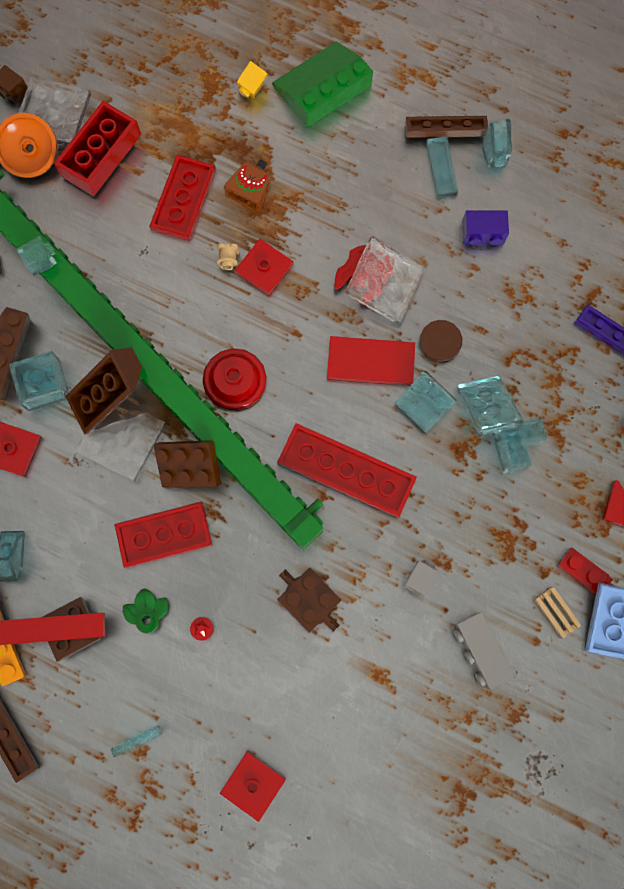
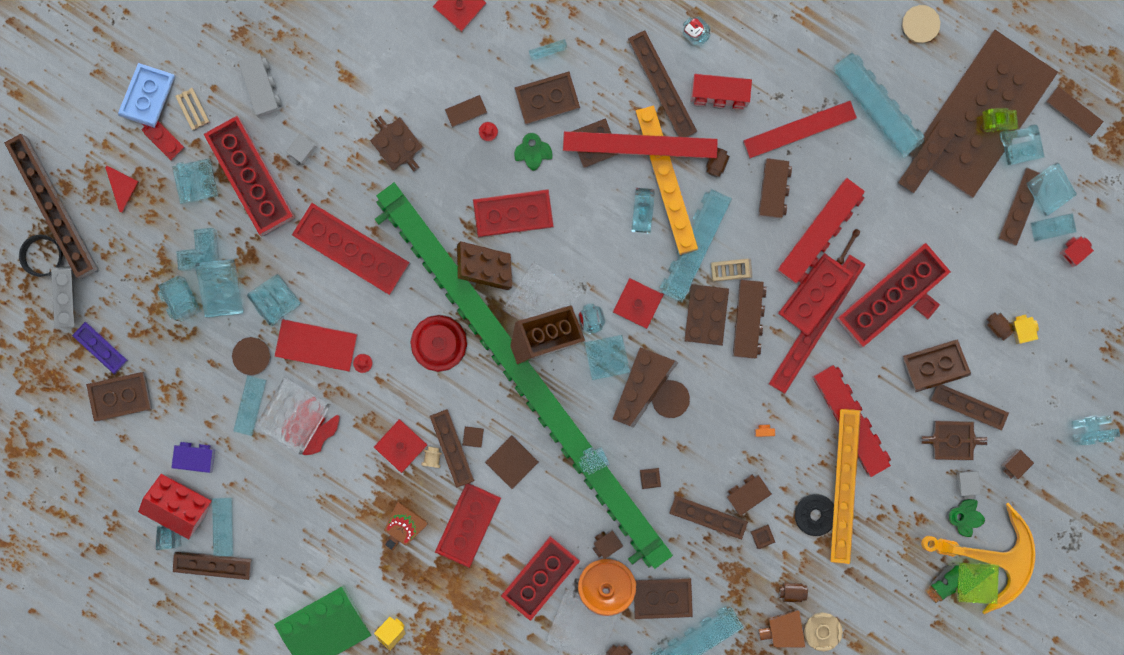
camera: 170 degrees left, 10 degrees up
(30, 191) = (606, 544): none -> reddish brown brick
(61, 424) = (592, 318): none -> clear light blue head
(132, 679) = (547, 98): none -> reddish brown plate
(141, 264) = (512, 462): none -> reddish brown tile
(185, 284) = (473, 437): none -> reddish brown tile
(207, 268) = (452, 448): none -> reddish brown plate
(231, 650) = (466, 111): none -> reddish brown tile
(316, 347) = (362, 363): none -> red tile
(433, 289) = (249, 405): none -> clear light blue tile
(478, 539) = (249, 176): none -> red brick
(497, 172) = (174, 506): none -> red brick
(532, 387) = (178, 298): none -> clear light blue brick
(538, 526) = (195, 181): none -> clear light blue plate
(577, 281) = (118, 396): none -> reddish brown plate

